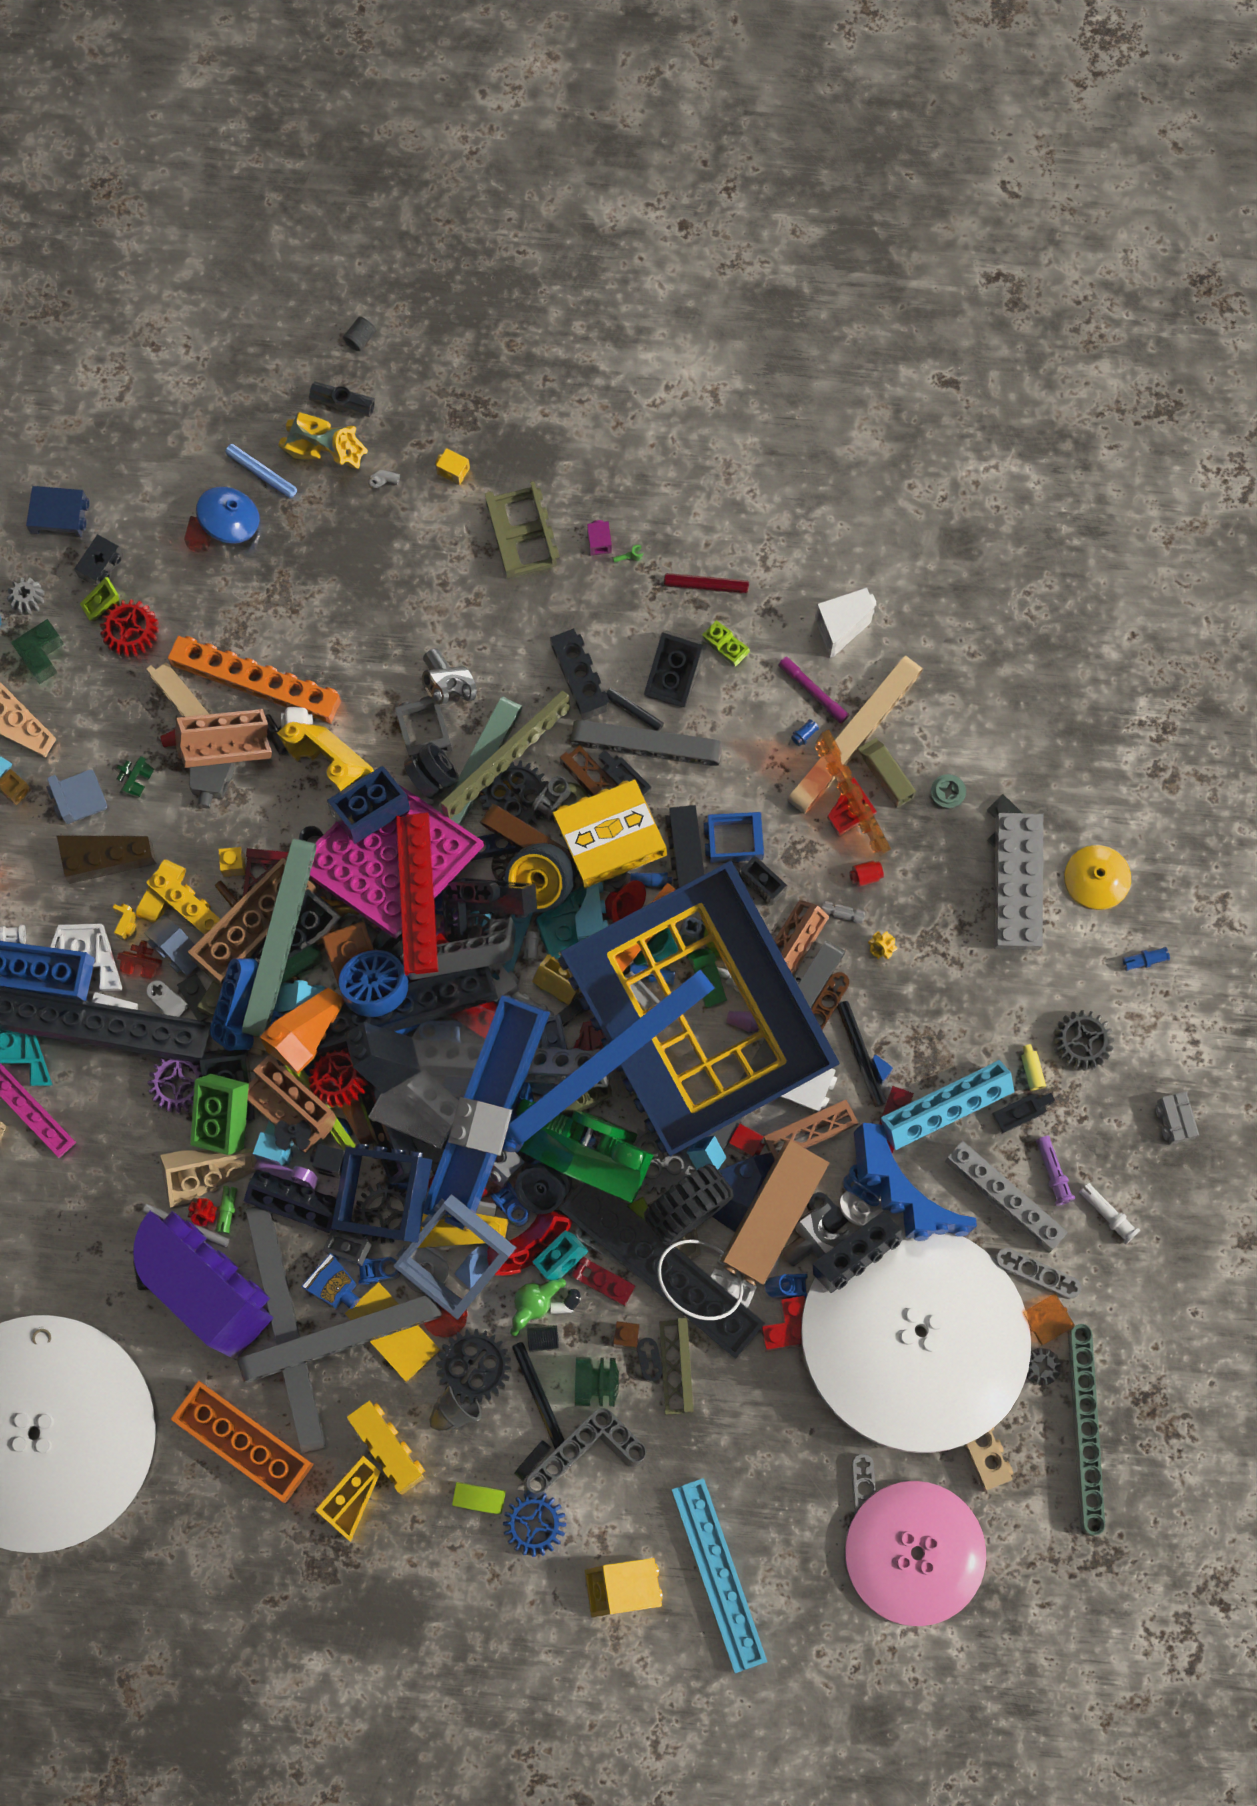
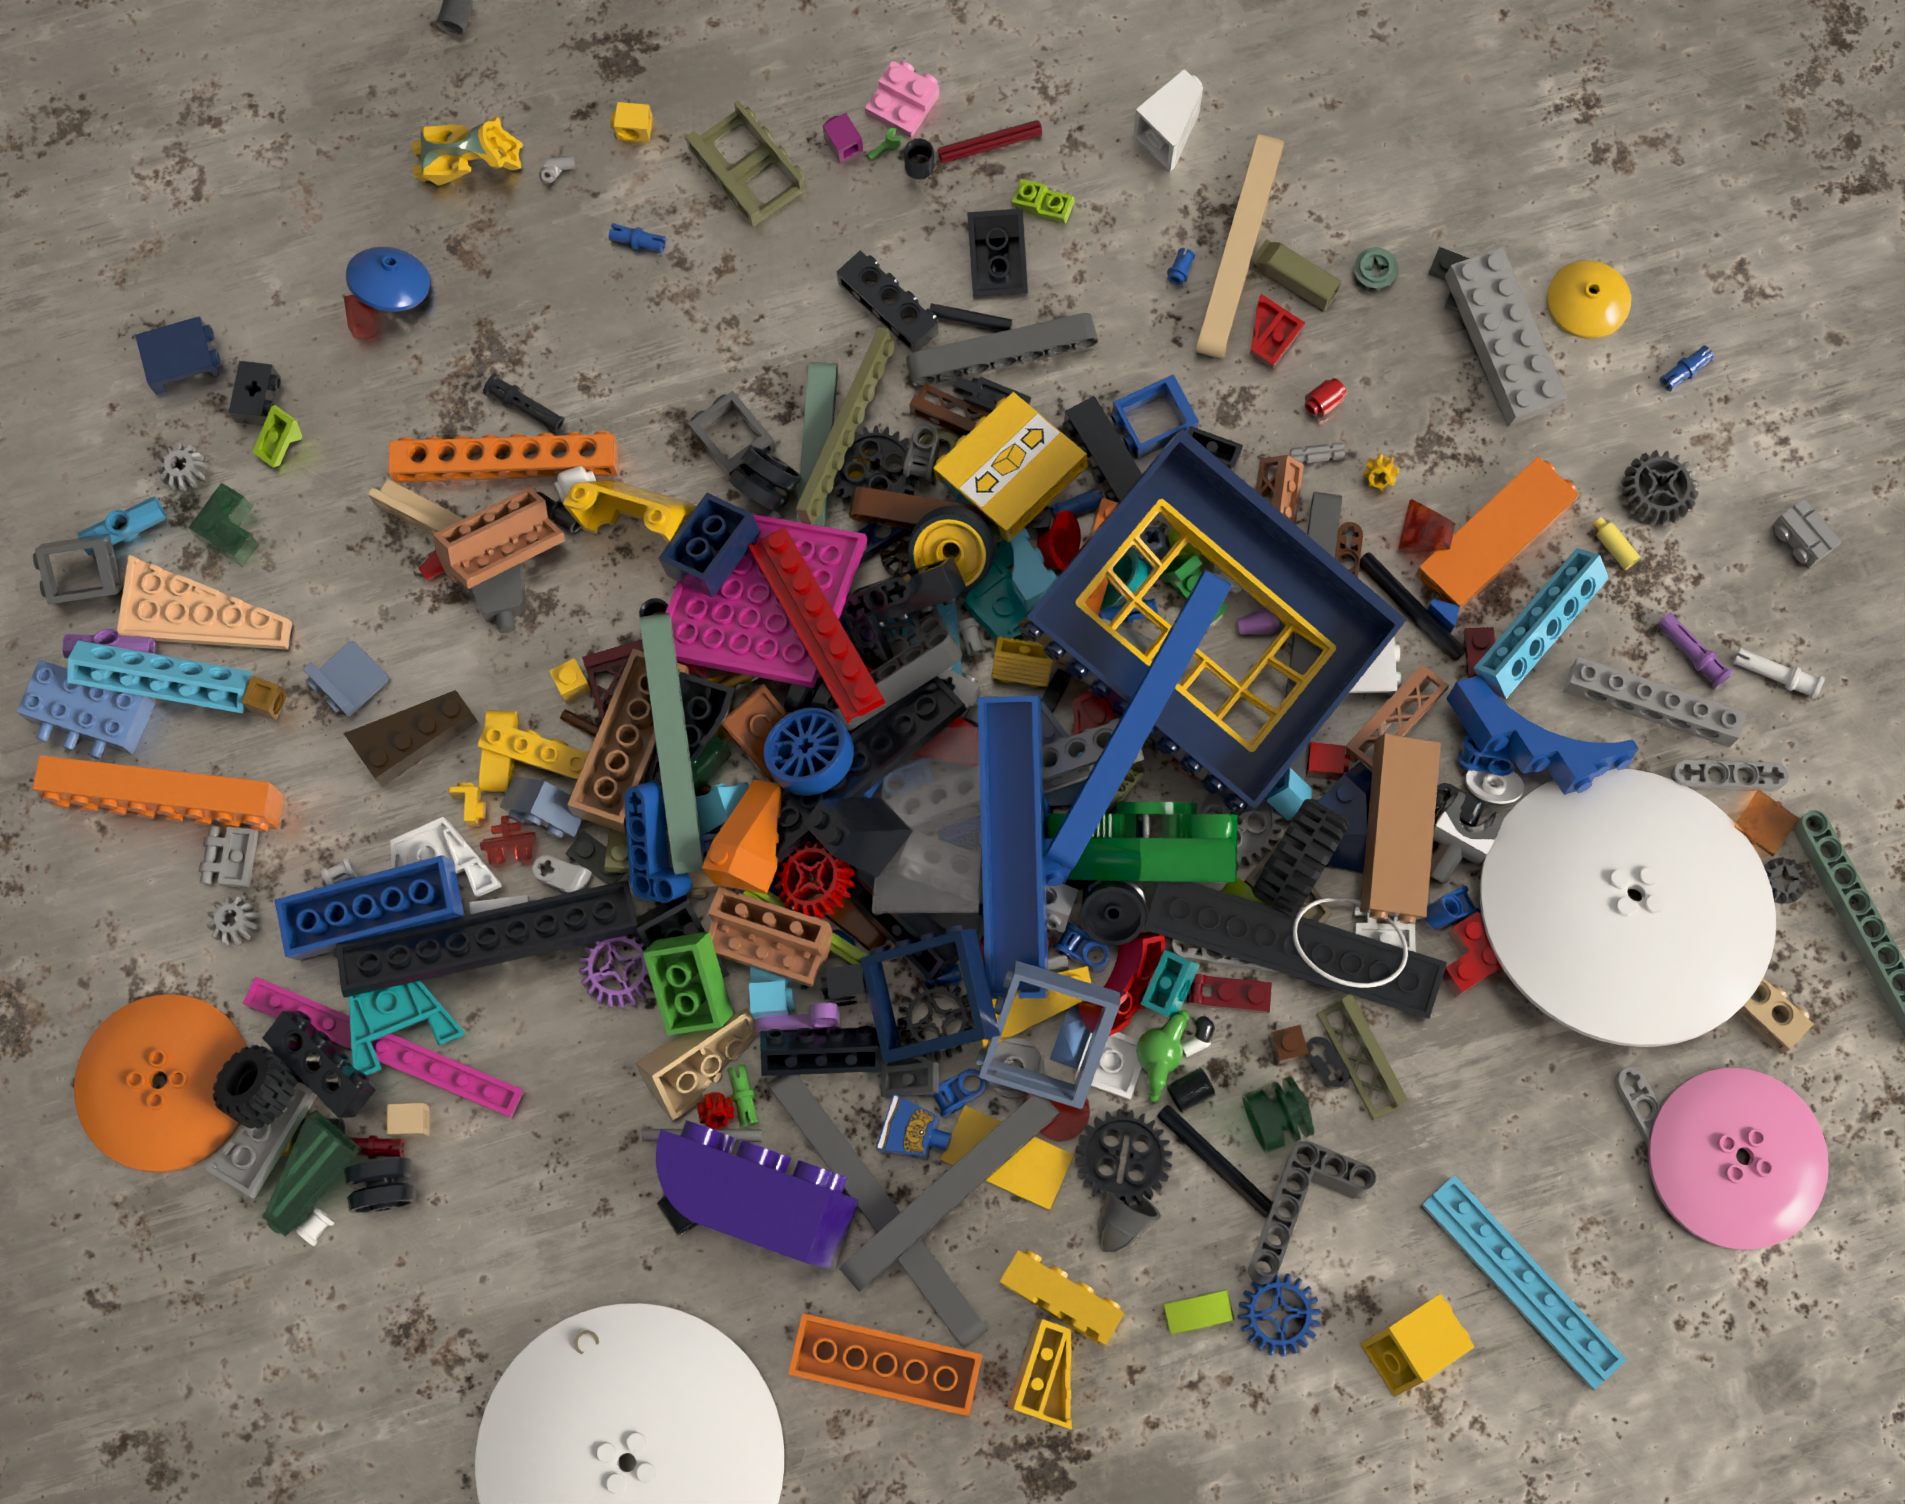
camera: 20 degrees left, 0 degrees up
(115, 619) = (303, 454): red gear -> none
(140, 768) = (409, 616): dark green hips -> none
(261, 471) = (405, 214): light blue axle -> none
(278, 637) = (510, 400): none -> black pin
(299, 1132) = (779, 970): black piece -> none
(329, 396) = (482, 94): black piece -> none
(419, 554) = (637, 238): none -> blue pin
(443, 679) = (729, 368): dark grey connector -> none
(480, 1126) = (1017, 864): light grey slope -> none
(497, 1298) = (1118, 1066): none -> white plate
(532, 1460) = (1242, 1240): black beam -> none
(647, 585) = (916, 147): none -> black piece
(657, 525) = (903, 98): none -> bright pink plate
(828, 748) = (1226, 270): clear orange wing -> none
(831, 706) = (1141, 204): magenta piece -> none
(880, 1228) = (1532, 795): black brick -> none
(894, 1001) = (1425, 530): none -> clear red wing
(947, 1026) = (1498, 533): none -> orange brick
(1022, 1112) = (1626, 598): black hinge -> none

